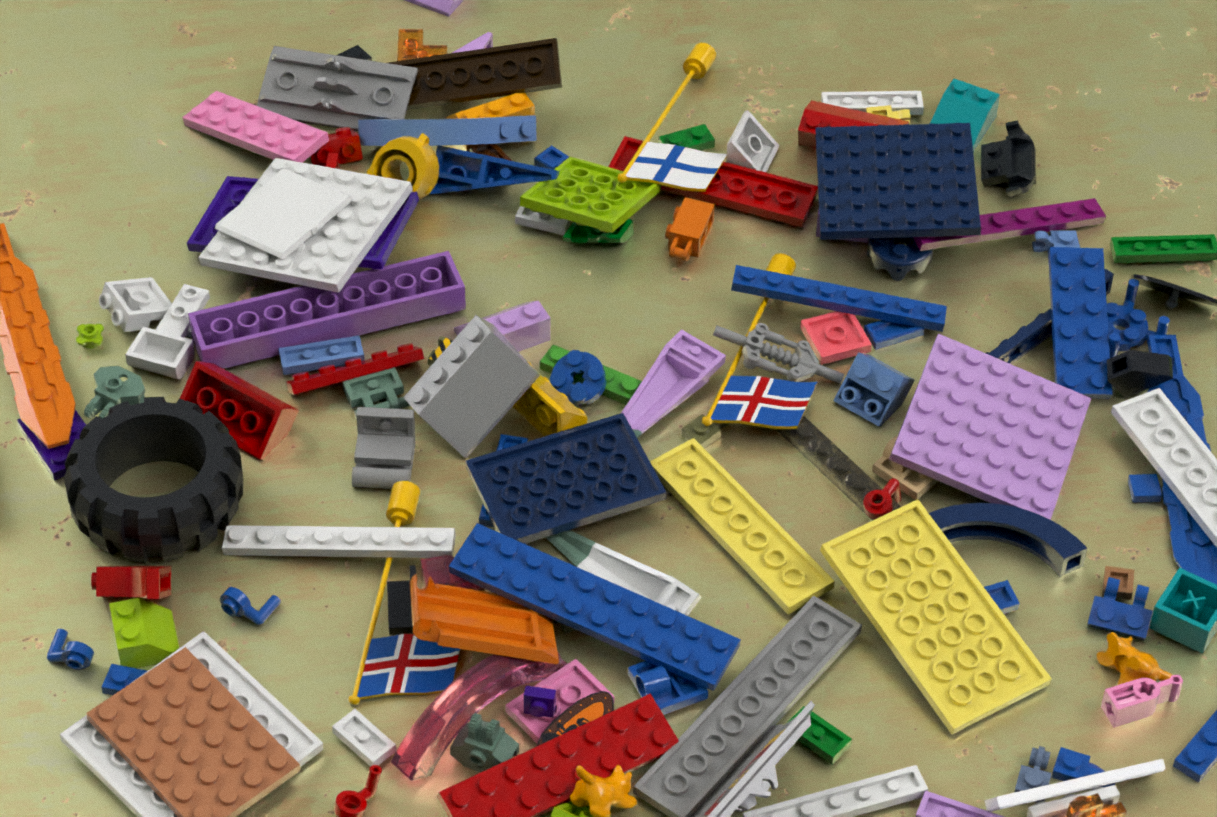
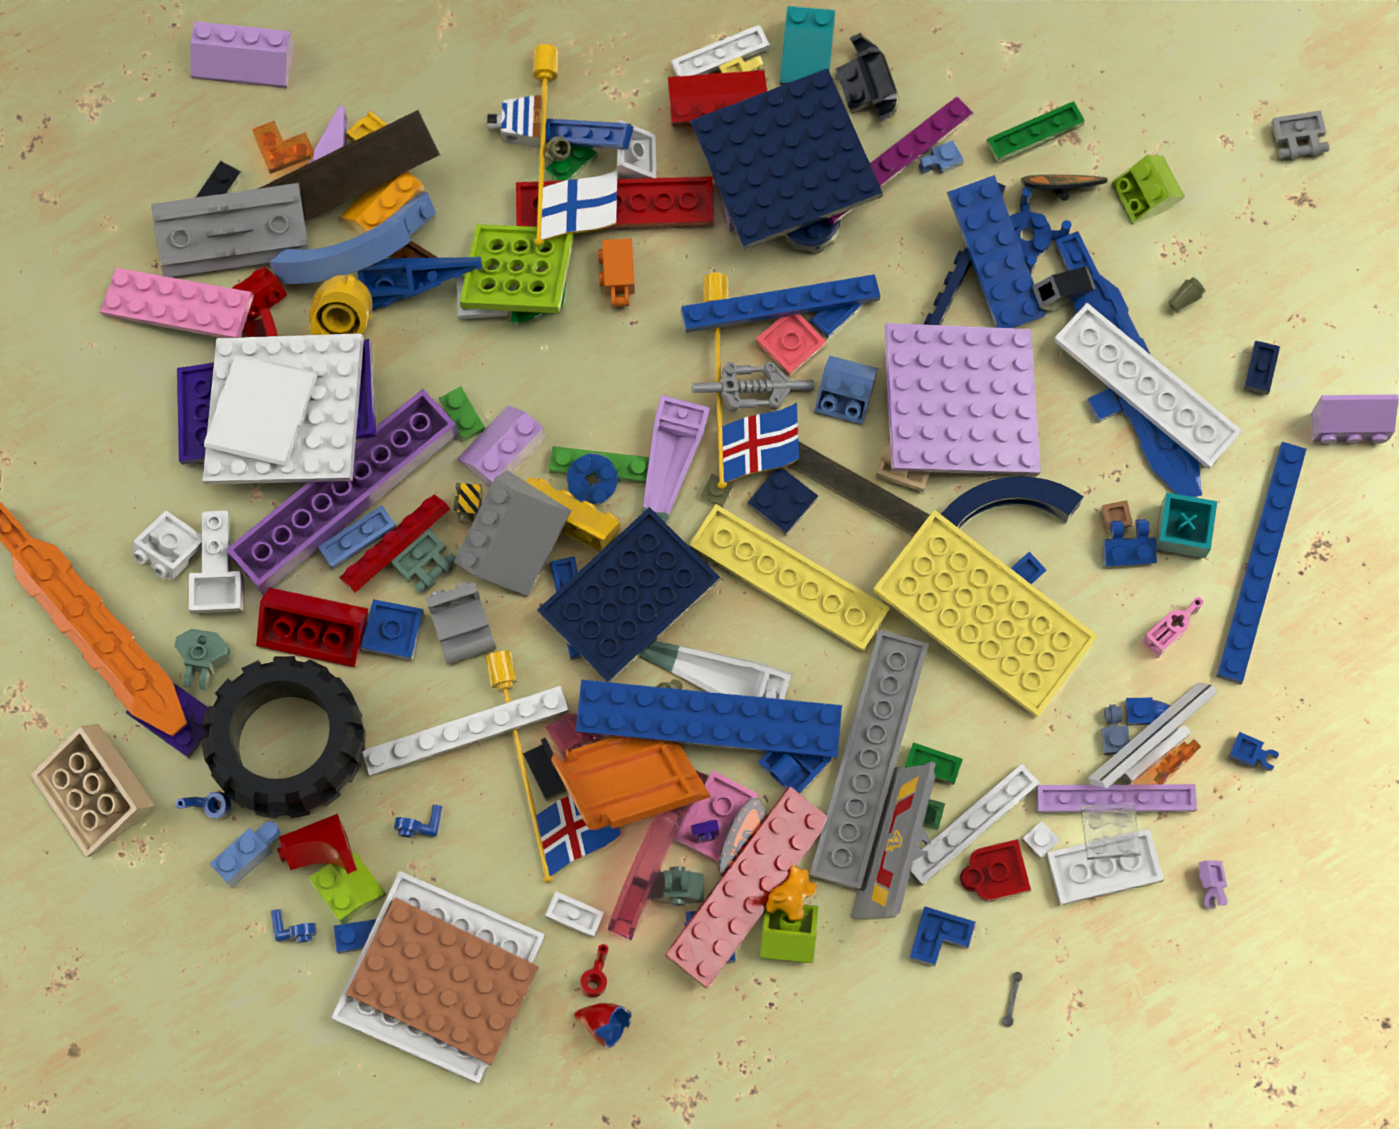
camera: 20 degrees left, 25 degrees up
(55, 521) = (209, 804): none -> blue plate
(60, 569) = (245, 853): none -> medium blue brick
(90, 335) = (146, 599): lime plate -> none
(313, 438) = (392, 629): none -> blue plate
(478, 294) = (462, 413): none -> bright green plate
(550, 158) = (460, 231): blue tile -> none
(651, 94) = (519, 121): none -> torso
(676, 120) = (557, 149): none -> olive cone
(711, 116) = (590, 133): none -> blue tile
(765, 461) = (782, 500): none -> dark blue plate
(793, 777) = (933, 814): none -> clear green plate
(874, 510) = (900, 506): red plate -> none
(1130, 661) = (1158, 596): light orange animal -> none

